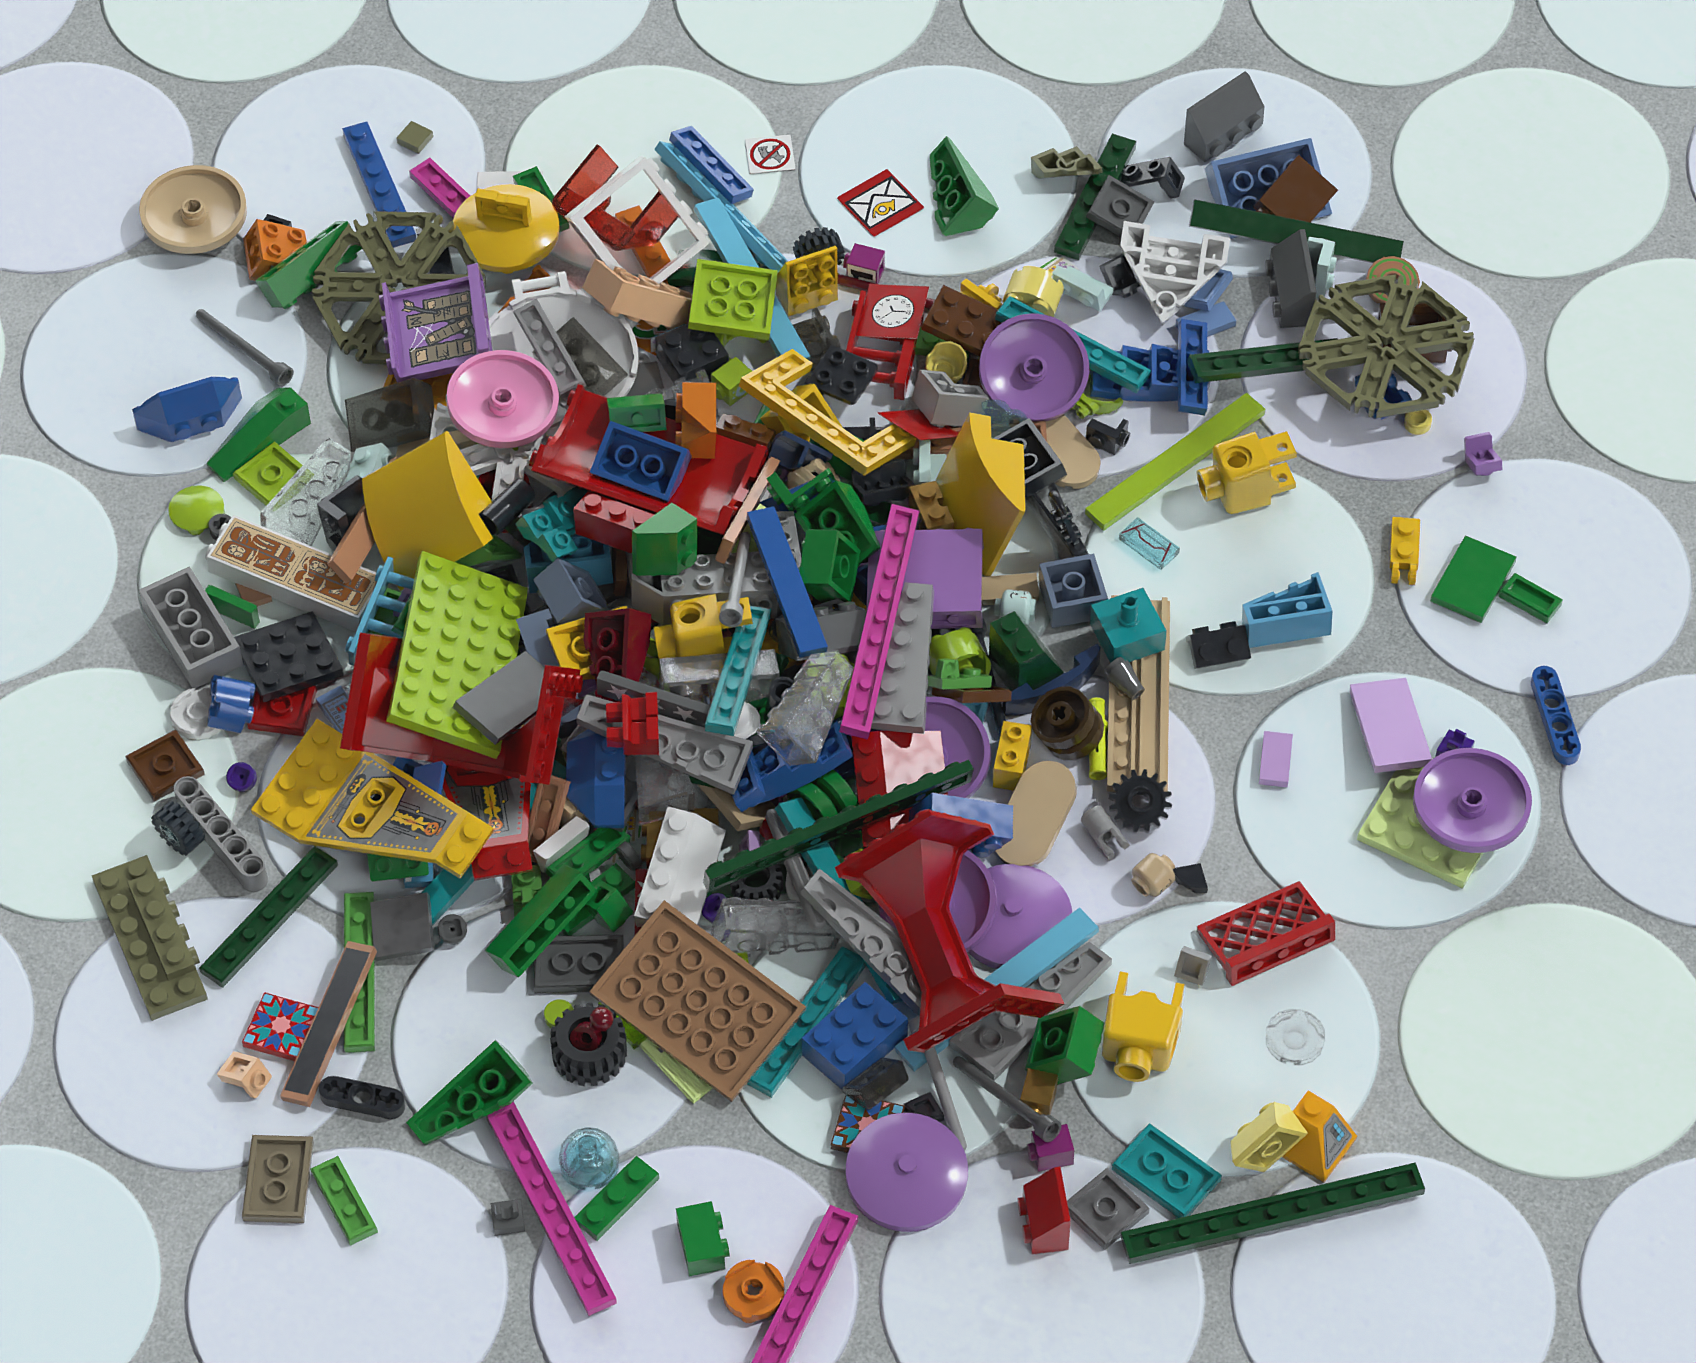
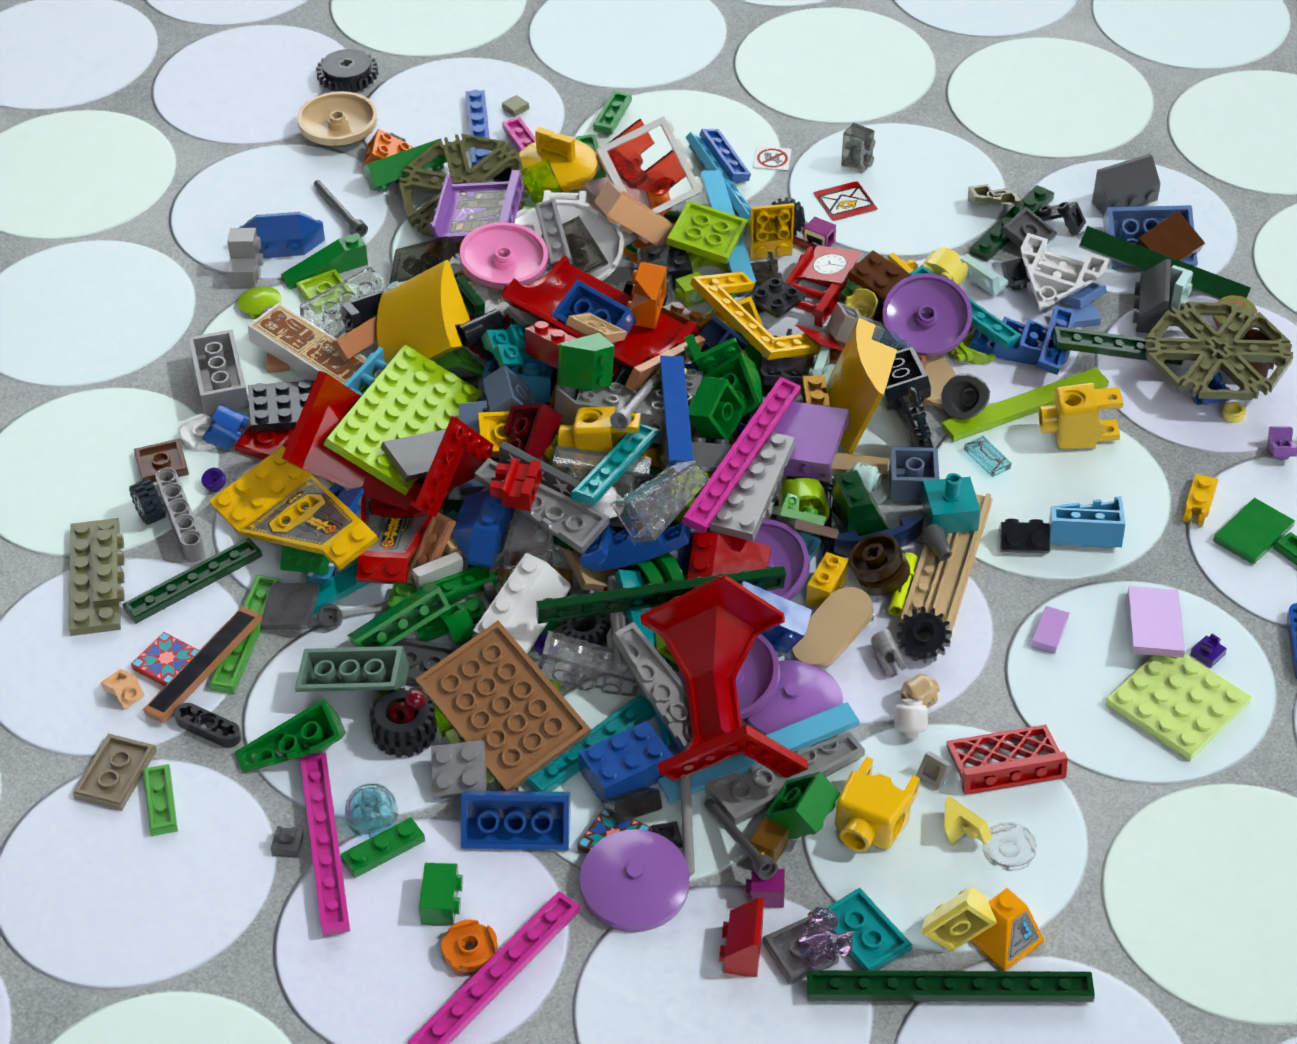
camera: 15 degrees right, 10 degrees down
(158, 454) = (244, 258): none -> light grey brick
(174, 126) = (347, 71): none -> gear
(233, 606) = (256, 365): green tile -> none
(485, 472) = (471, 299): none -> dark green tile
(500, 265) = (540, 178): none -> clear neon green bracket
(510, 996) = (352, 669): none -> sand green slope
(546, 125) = (612, 112): none -> green plate
(638, 412) = (607, 284): green panel -> none
(655, 486) = (590, 324): none -> tan plate
(671, 1087) = (458, 769): none -> light grey plate
(754, 1132) = (515, 820): none -> blue slope
(879, 125) = (858, 148): none -> clear smoke brick
(960, 194) = (908, 202): green wedge -> none
(1106, 437) = (986, 374): black bracket -> none
(1106, 472) = (965, 396): none -> dark grey helmet
(1127, 1195) = (820, 939): none -> clear purple animal
(1152, 908) = (911, 717): none -> white head
(1191, 878) = (952, 703): black tile -> none
(1239, 1020) = (962, 820): none -> light yellow slope
(1472, 800) = (1213, 687): medium lavender dish -> none

